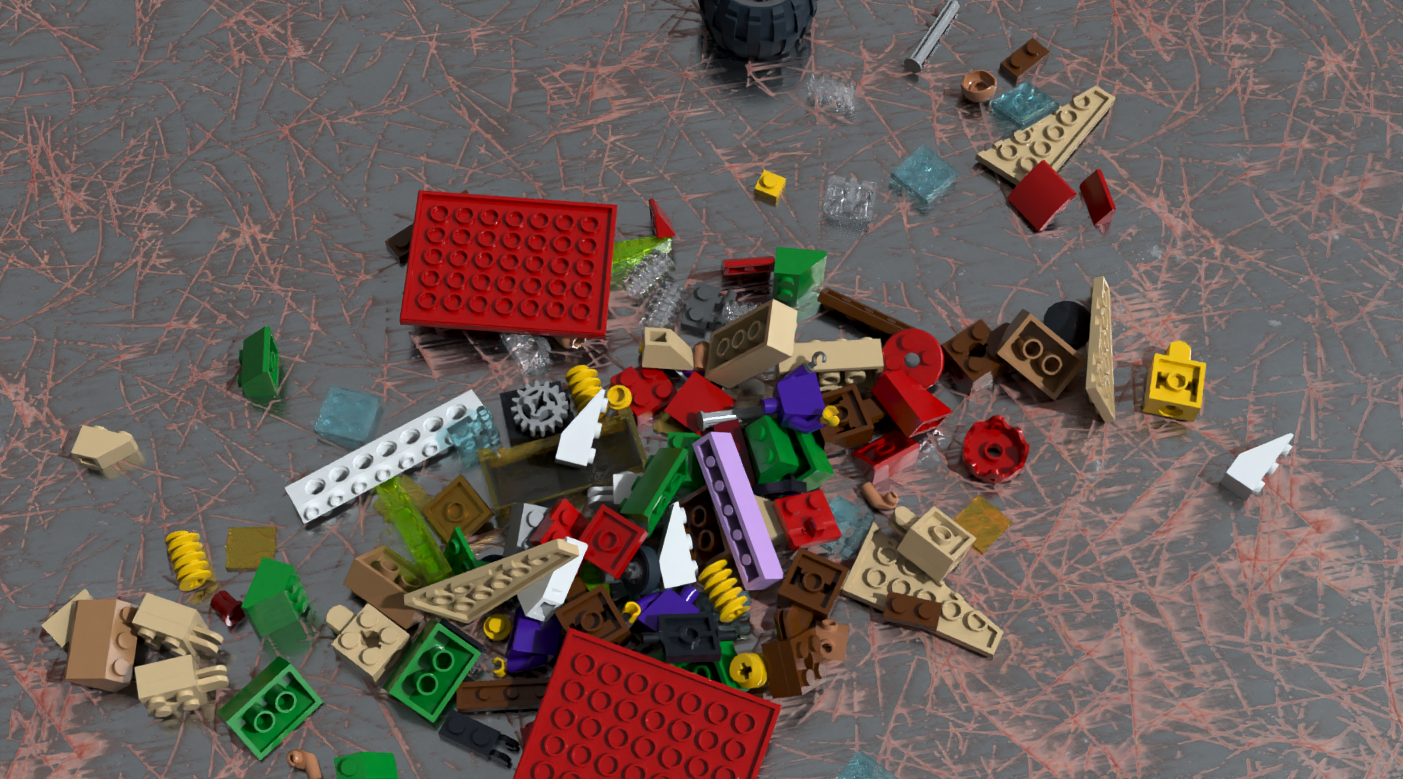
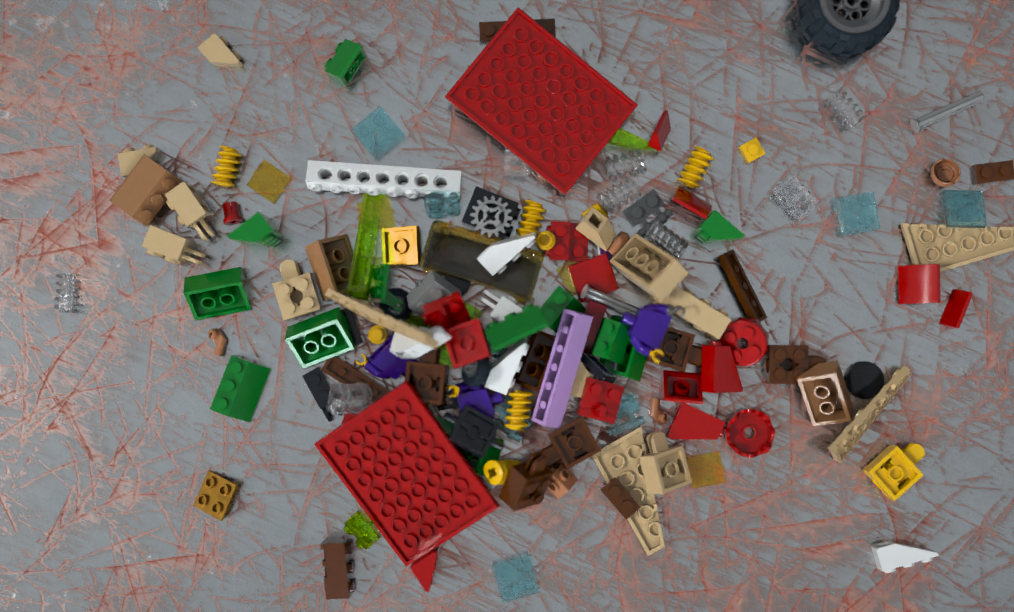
camera: 40 degrees right, 25 degrees up
(513, 709) = (349, 402): none -> clear brick
(725, 233) = (696, 168): none -> yellow piece
(930, 480) = (694, 424): none -> red slope

